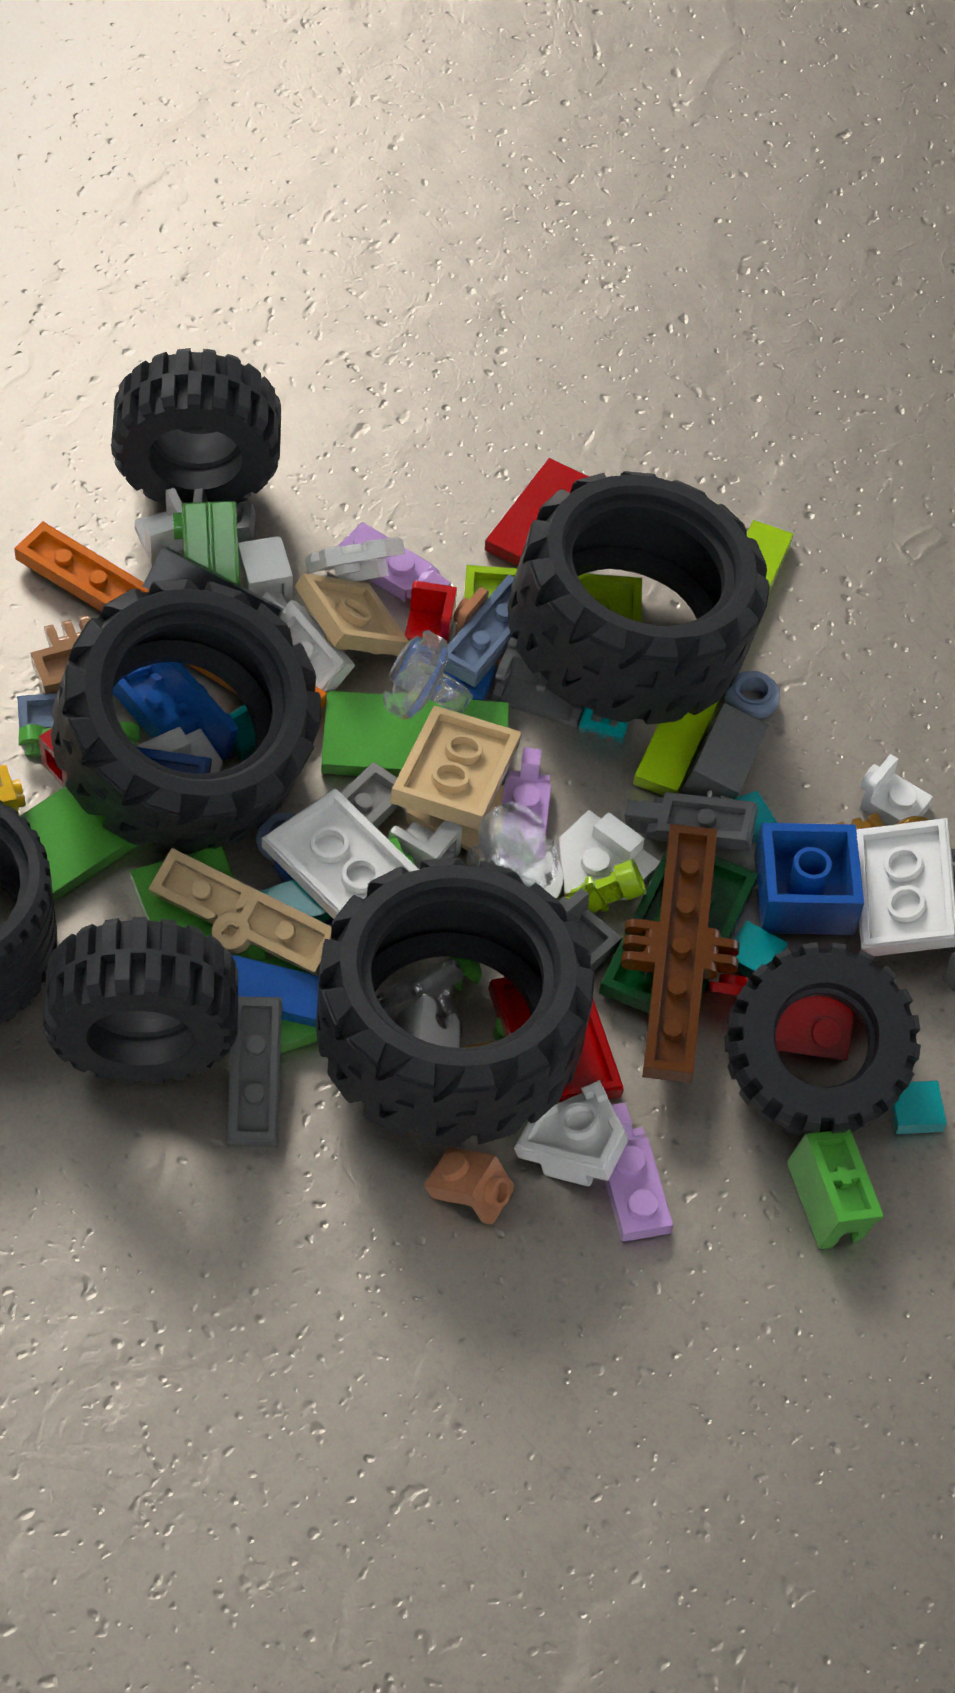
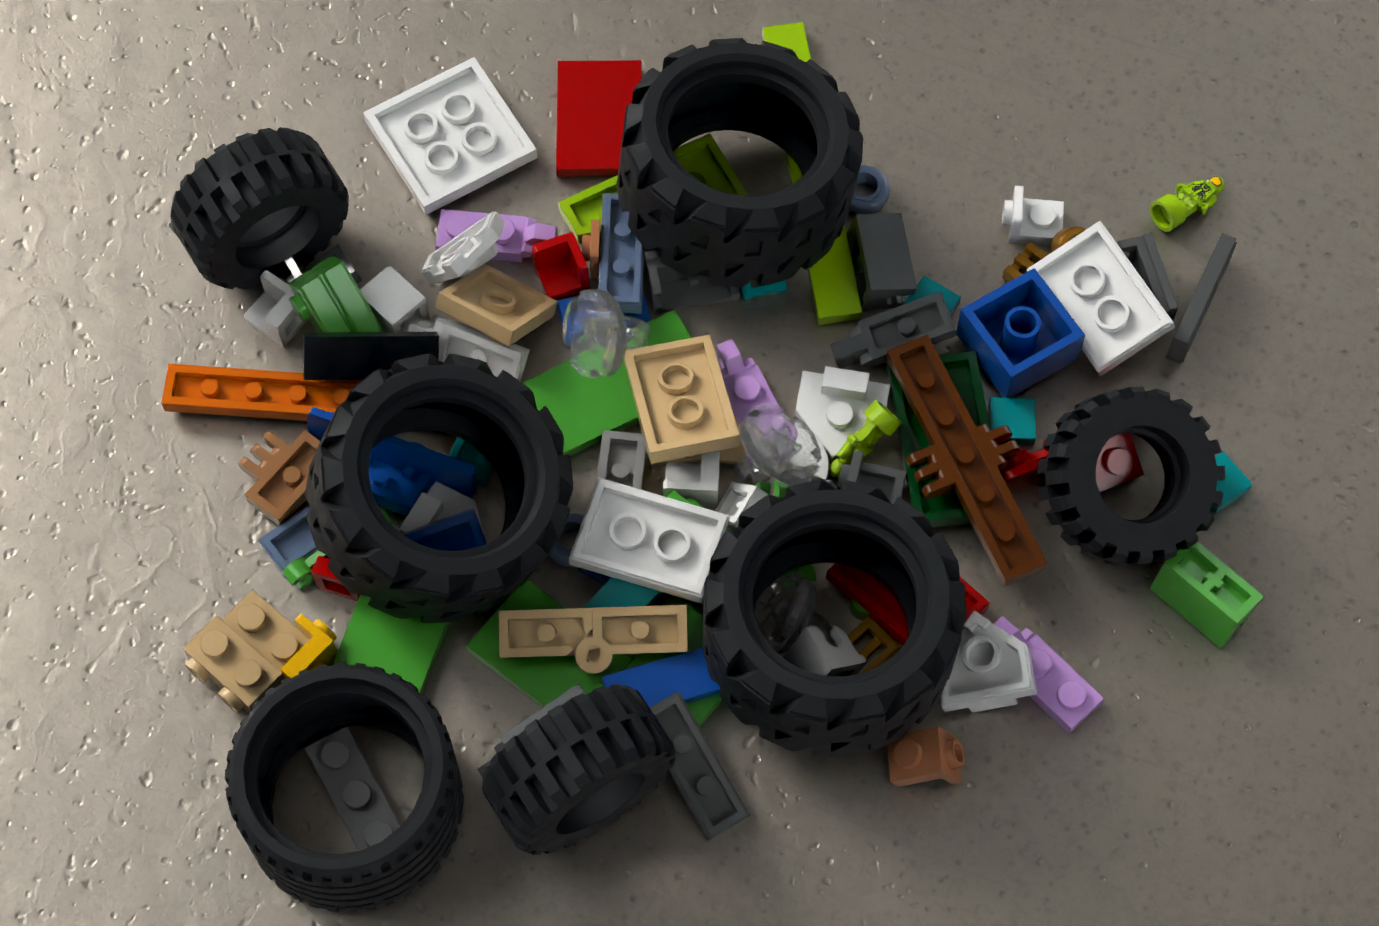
camera: 25 degrees left, 10 degrees up
(412, 469) = (450, 135): none -> white plate

